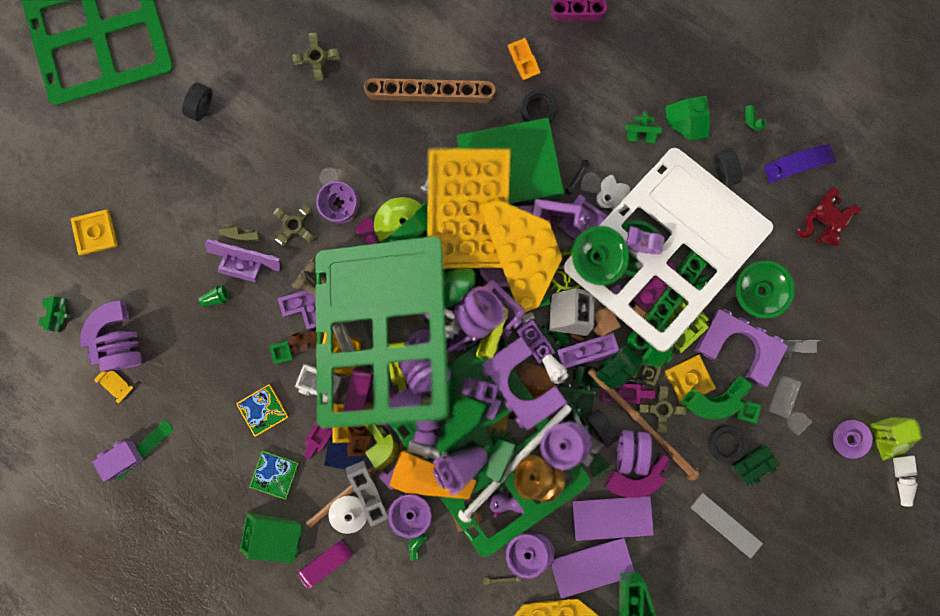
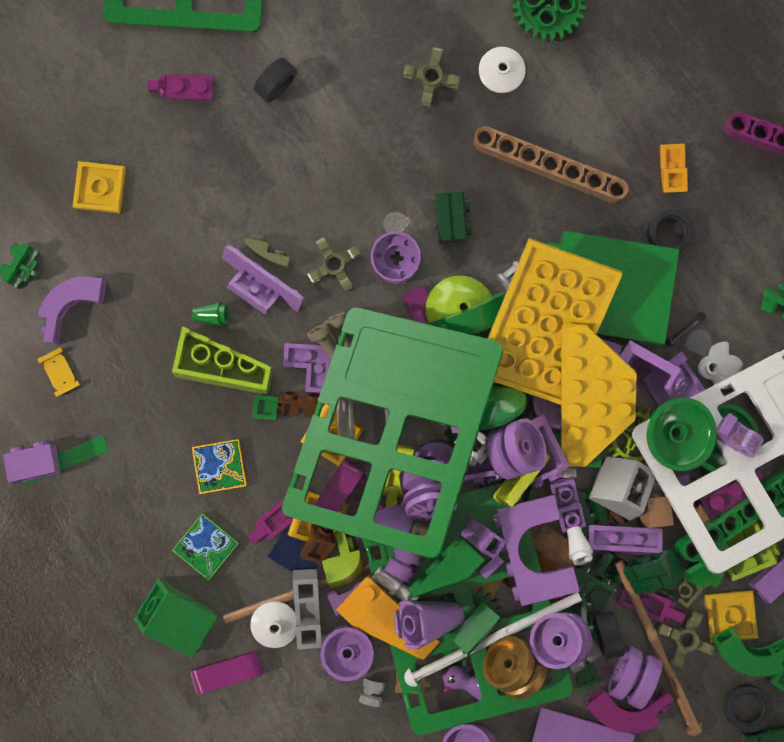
camera: 20 degrees right, 0 degrees up
(118, 351) = (79, 337): medium lavender wheel -> none
(130, 133) = (183, 87): none -> magenta hinge
(233, 333) = (219, 365): none -> lime wedge
(308, 383) = (286, 457): white piece -> none
(369, 157) = (451, 217): none -> dark green brick
(371, 40) = (498, 80): none -> white dish
(414, 544) = (337, 689): green arm -> none
(441, 537) = (373, 692): none -> light grey wheel

